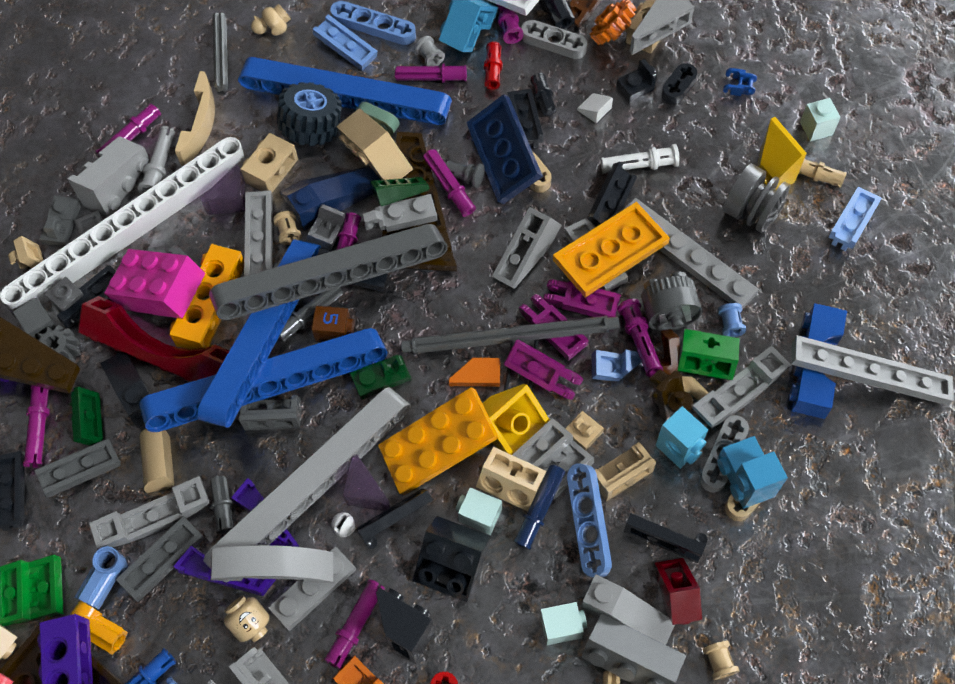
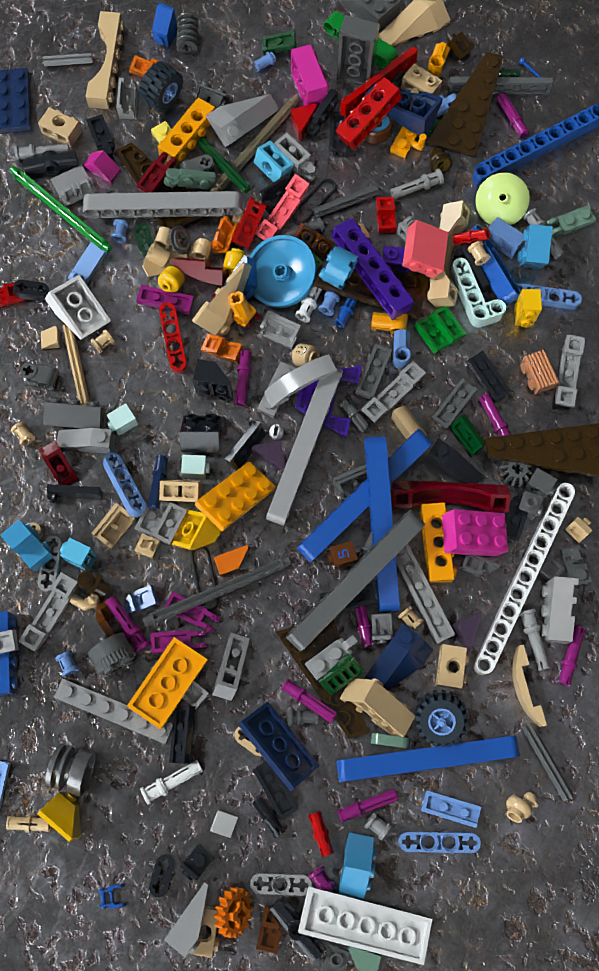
camera: 155 degrees right, 10 degrees up
(380, 375) = (295, 534): dark green plate -> none
(541, 369) = (186, 574): magenta hinge -> none
(709, 354) = (85, 621): green brick -> none
(820, 119) = (36, 875): light aqua brick -> none

